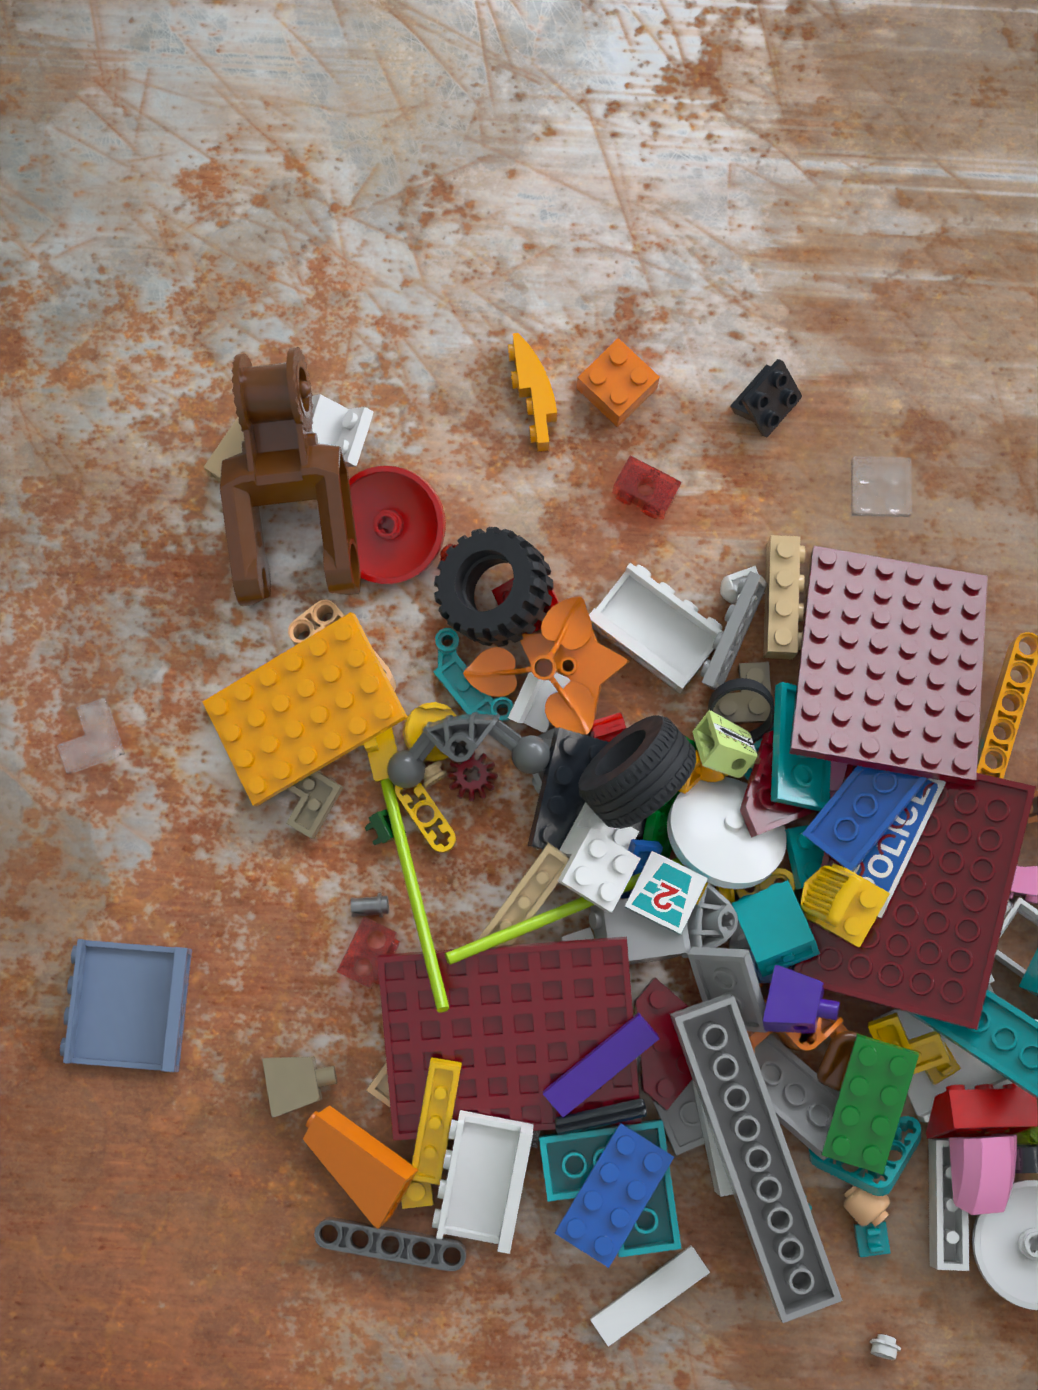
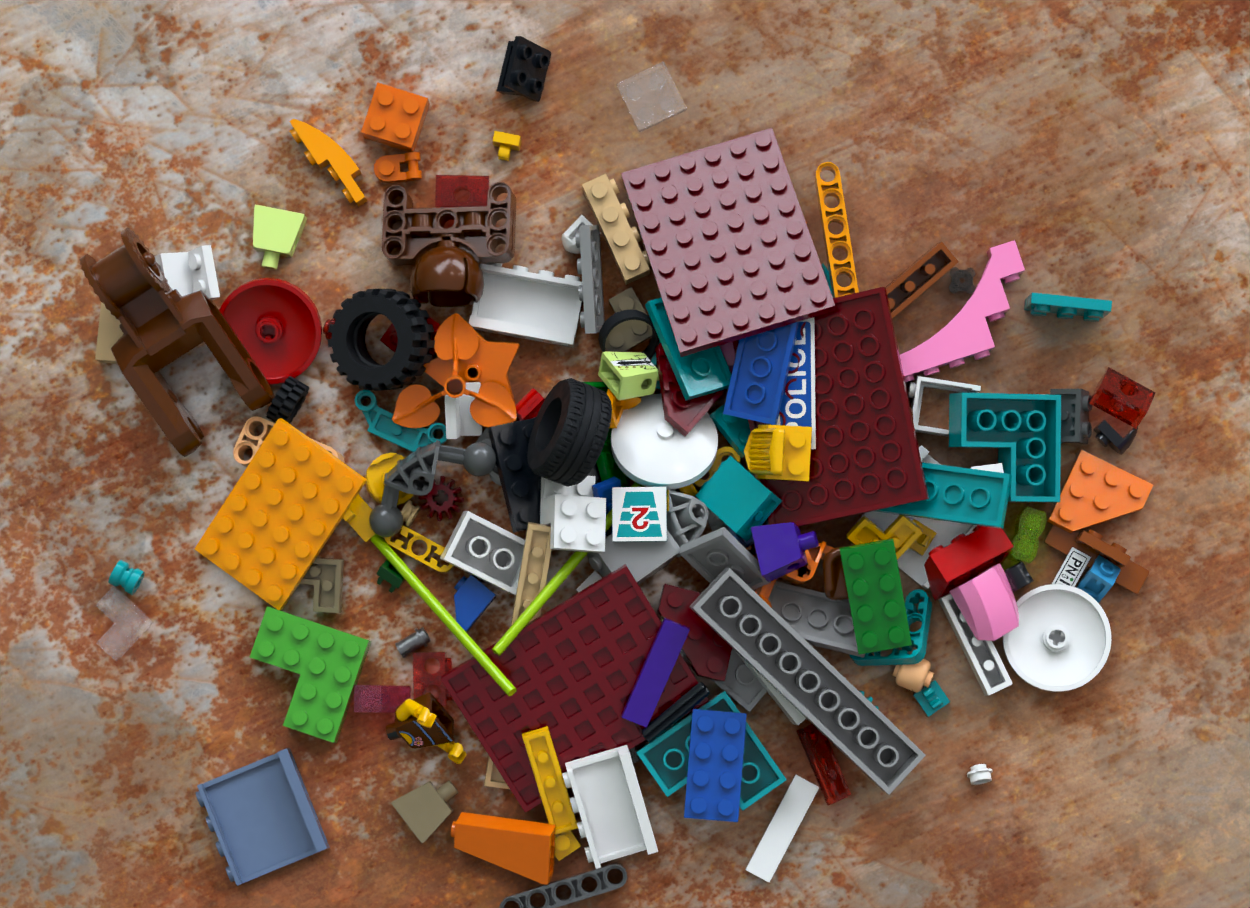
camera: 25 degrees left, 5 degrees up
(121, 697) = (128, 578): none -> teal wheel
(271, 885) = (327, 667): none -> bright green brick
(309, 947) = (379, 698): none -> clear pink slope
(338, 995) = (425, 724): none -> torso
(370, 601) = (287, 400): none -> black tyre
(444, 435) = (276, 233): none -> yellowish green torso
(449, 894) = (471, 601): none -> blue slope
(489, 852) = (485, 552): none -> white brick
(586, 427) = (389, 171): none -> orange plate
(602, 540) = (450, 257): none -> reddish brown beam
(714, 460) = (505, 143): none -> yellow tile
(726, 1251) = (824, 764): none -> clear red plate

